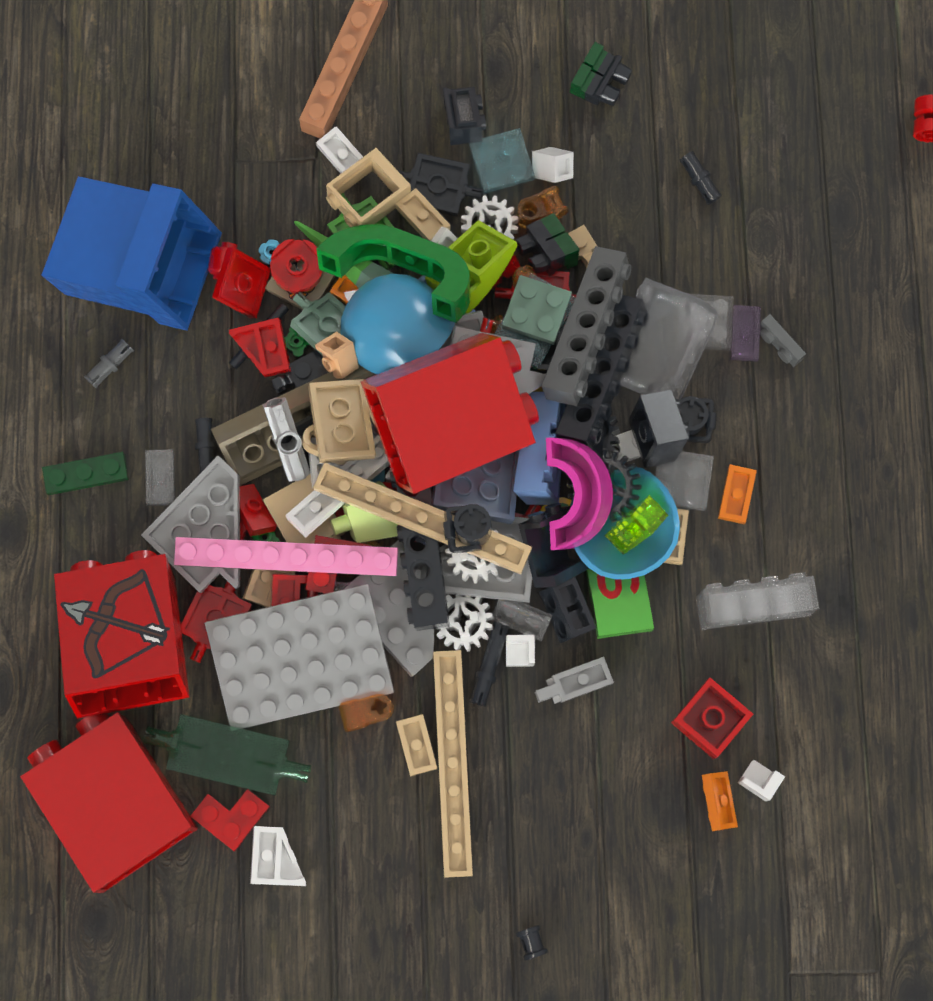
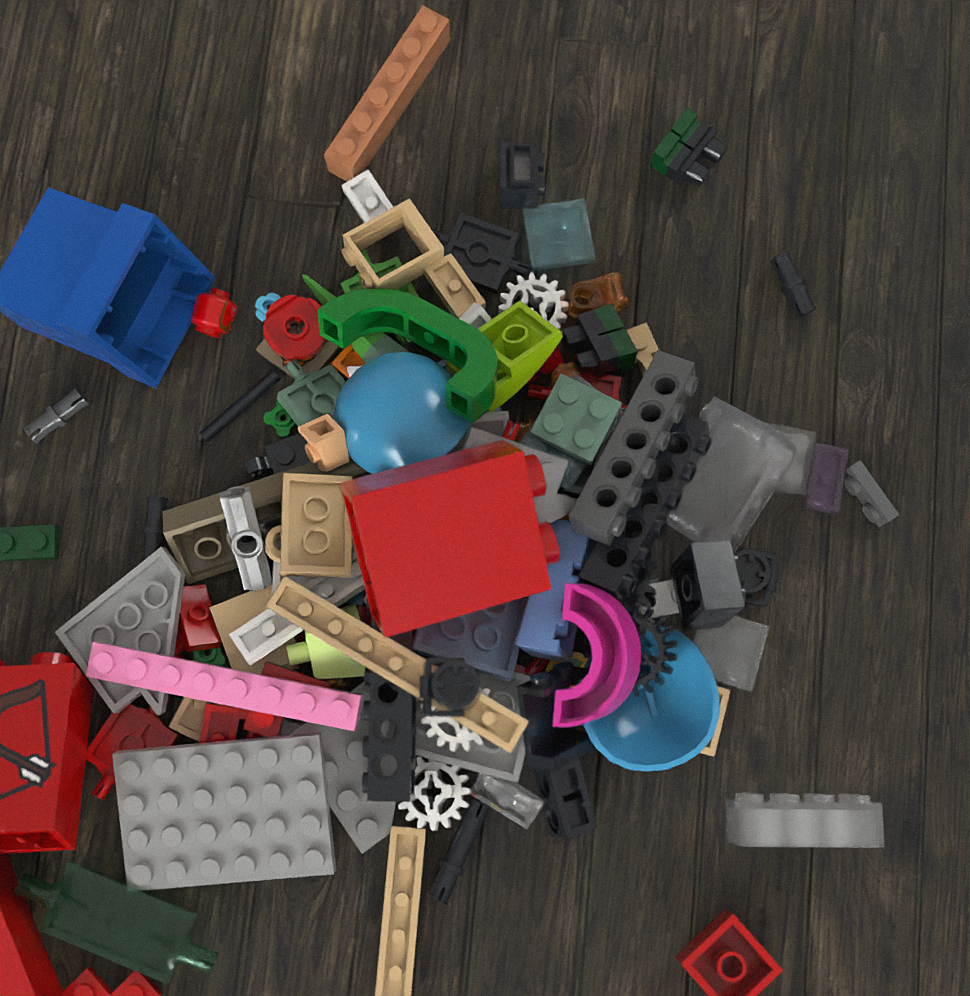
camera: 10 degrees right, 0 degrees up
(160, 477) = (93, 561): clear plate -> none
(241, 282) = (226, 339): red tile -> none
(264, 346) = (243, 419): red wing -> none
(360, 712) = (292, 892): clear orange piece -> none
(416, 745) = (353, 943): tan plate -> none
(520, 650) = (499, 839): white panel -> none
(552, 164) = (618, 246): white panel -> none
(576, 682) = (563, 889): light grey hinge -> none
(619, 605) = (629, 801): bright green slope -> none
(637, 525) = (666, 705): clear neon green slope -> none
(737, 494) = (792, 677): orange plate -> none

